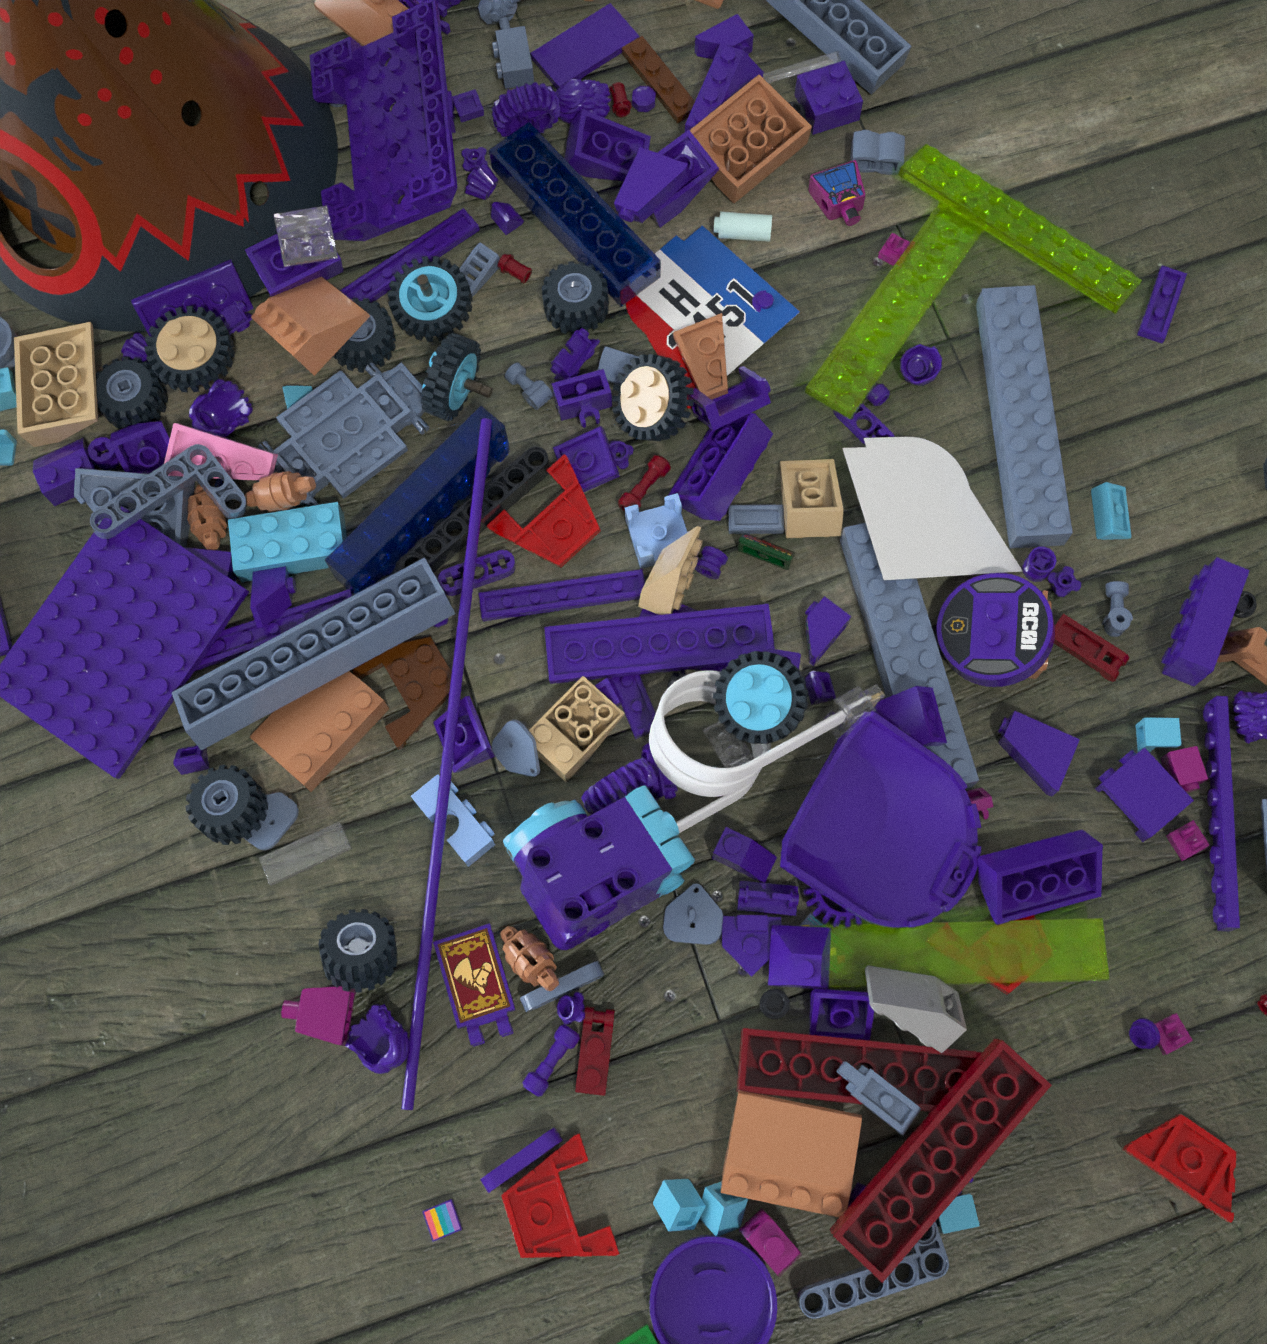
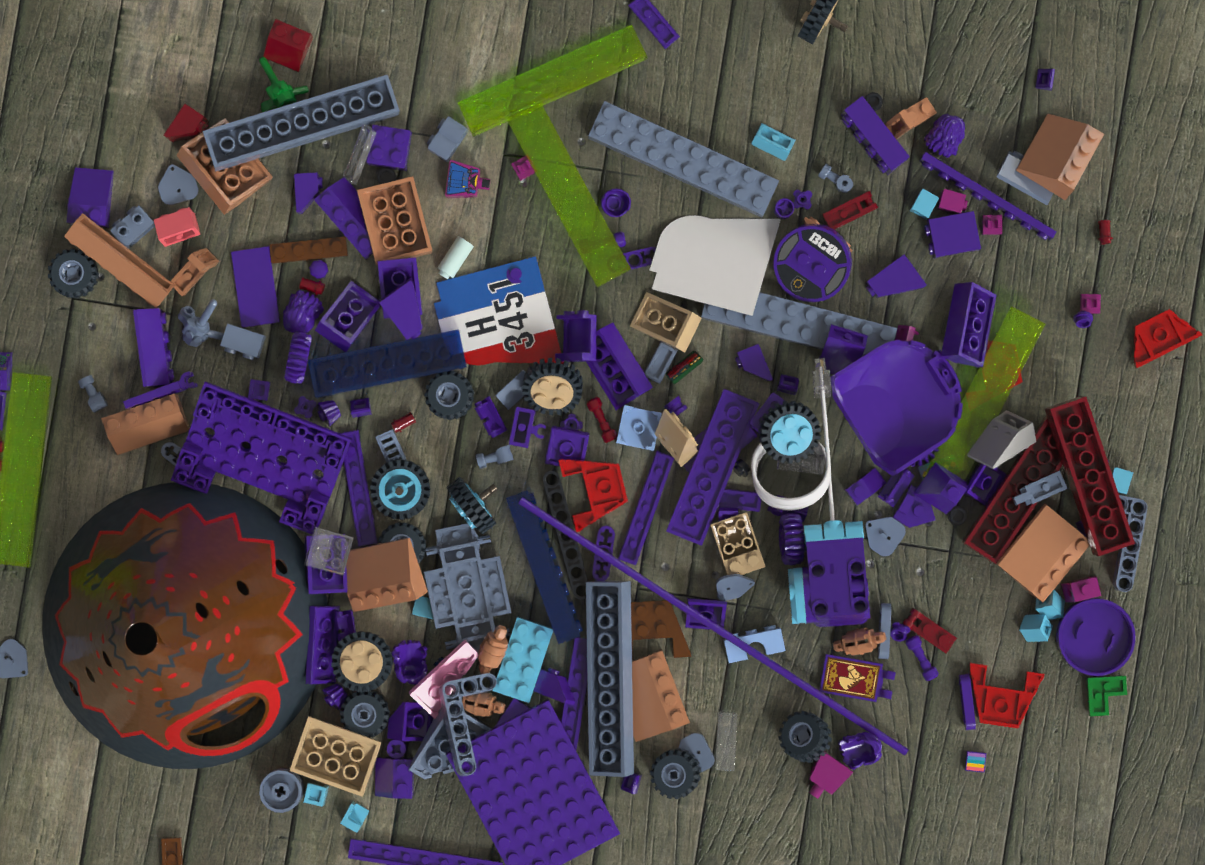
camera: 65 degrees left, 15 degrees up
(704, 355) = (536, 335): nougat wing -> none

